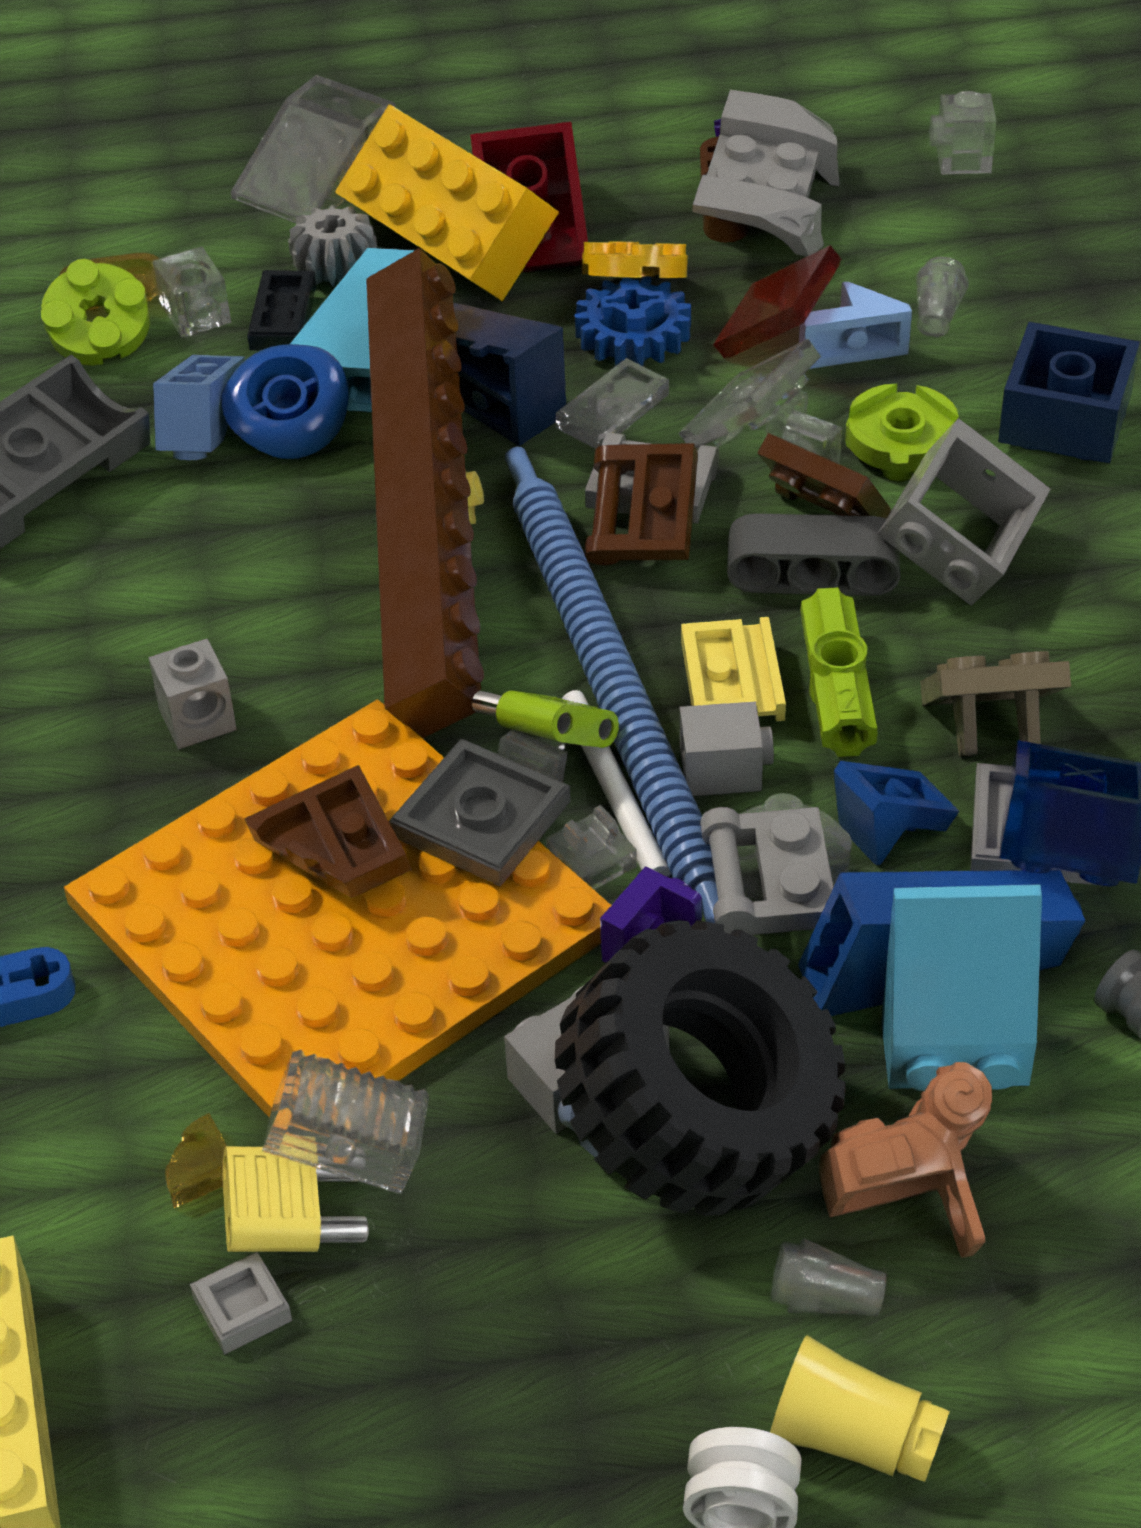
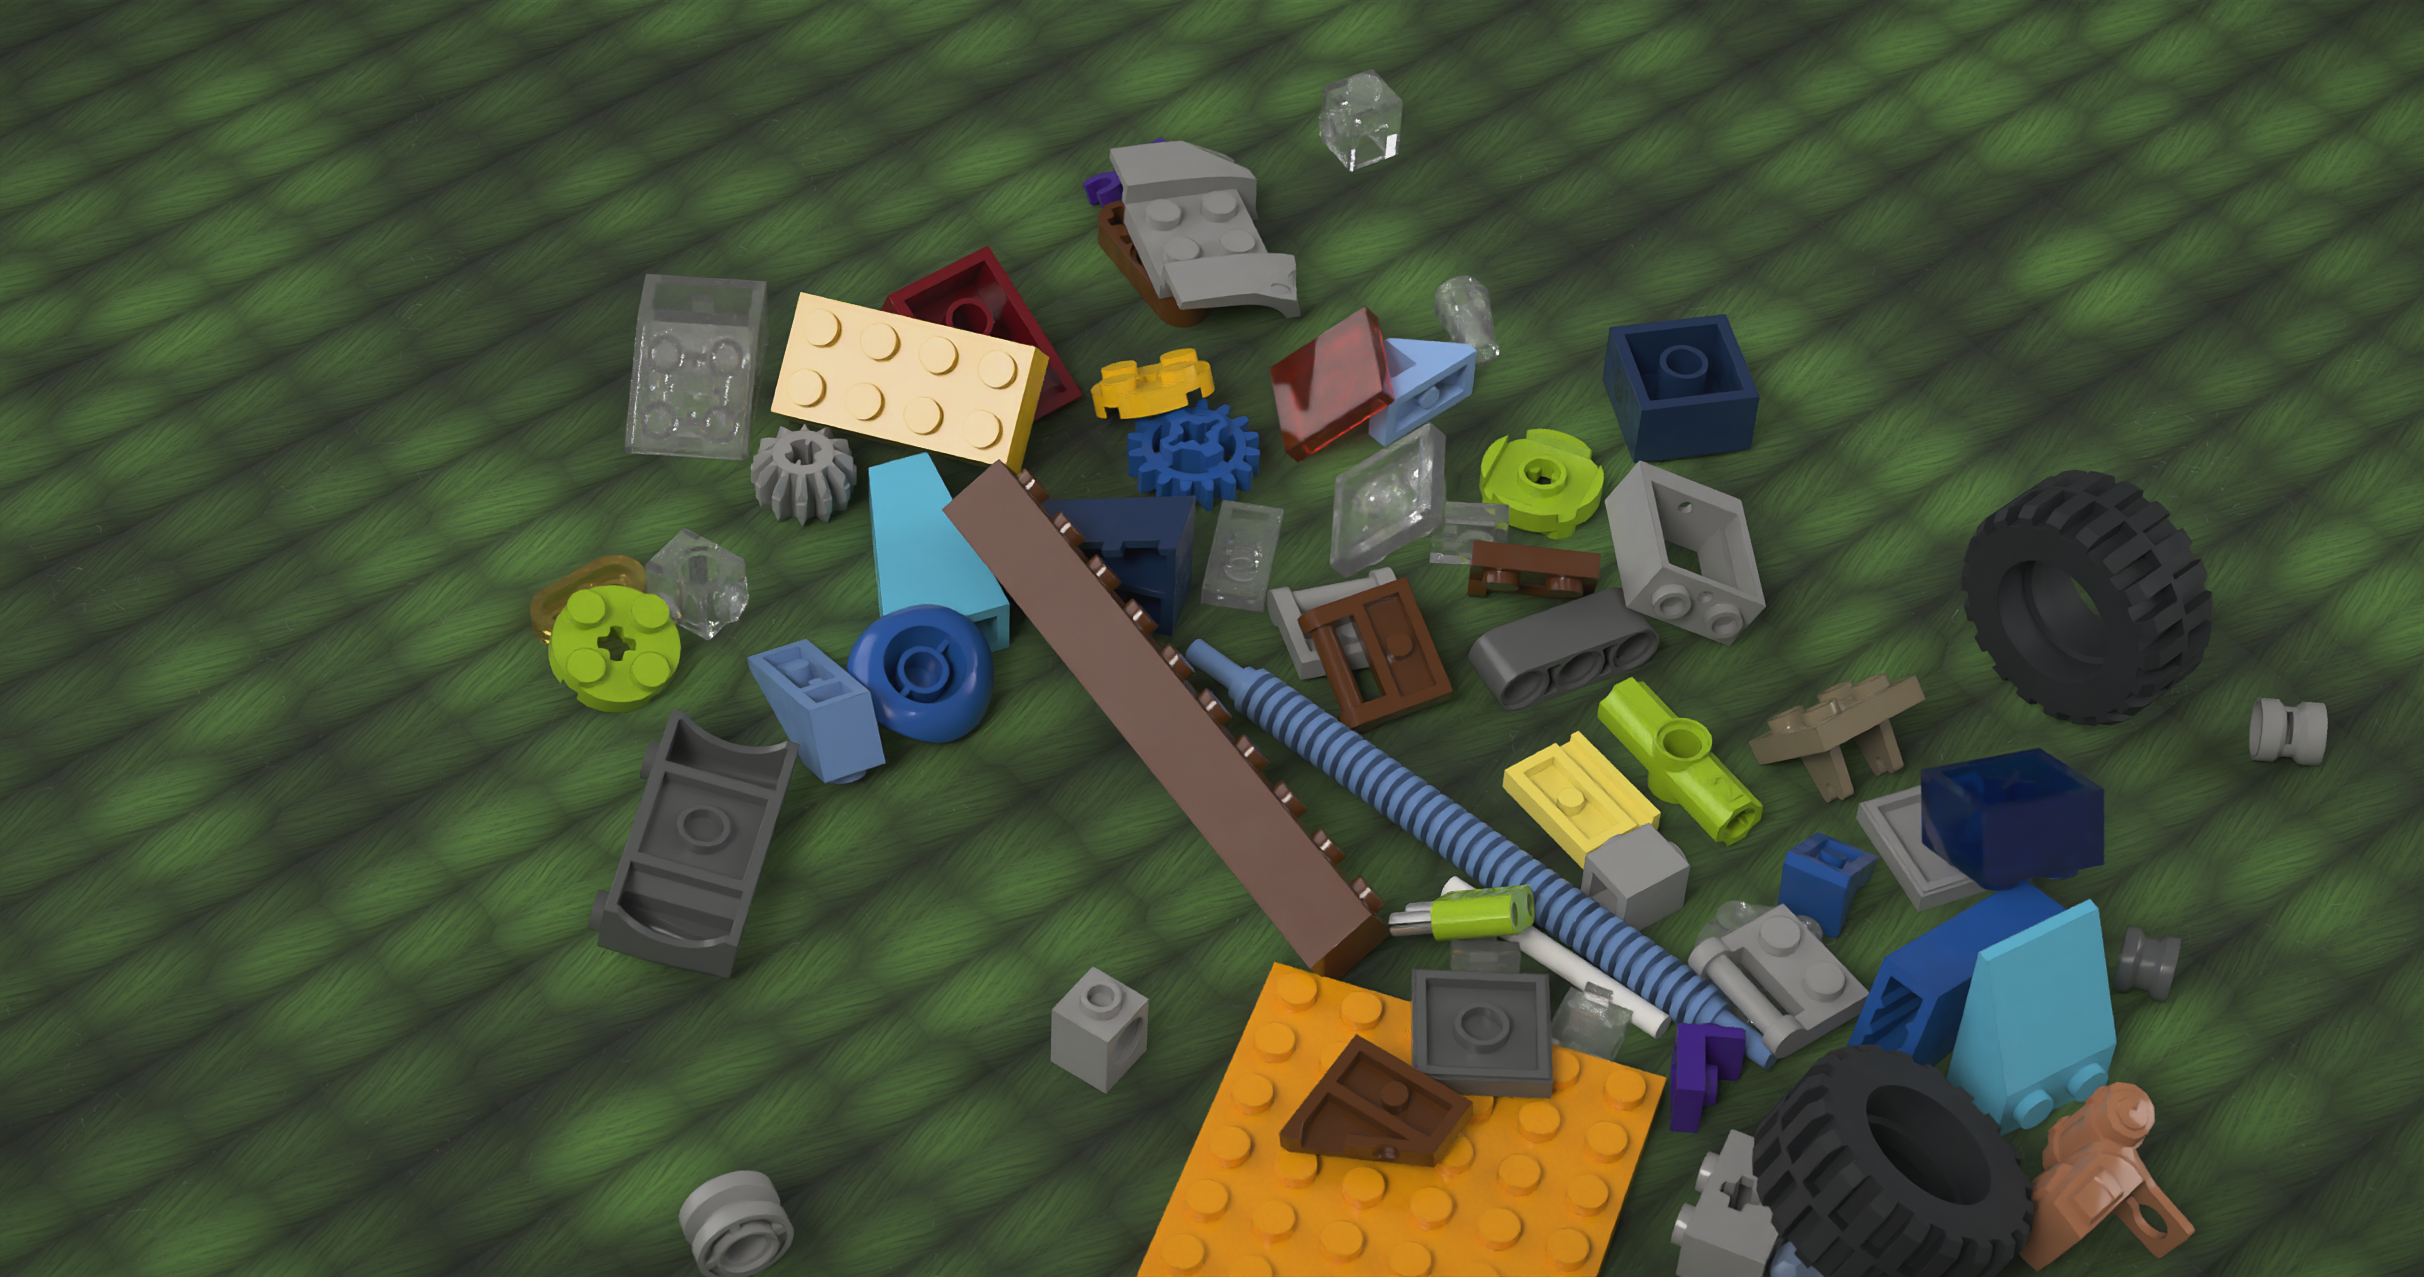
camera: 35 degrees left, 0 degrees up
(281, 307) = (809, 571): black plate -> none

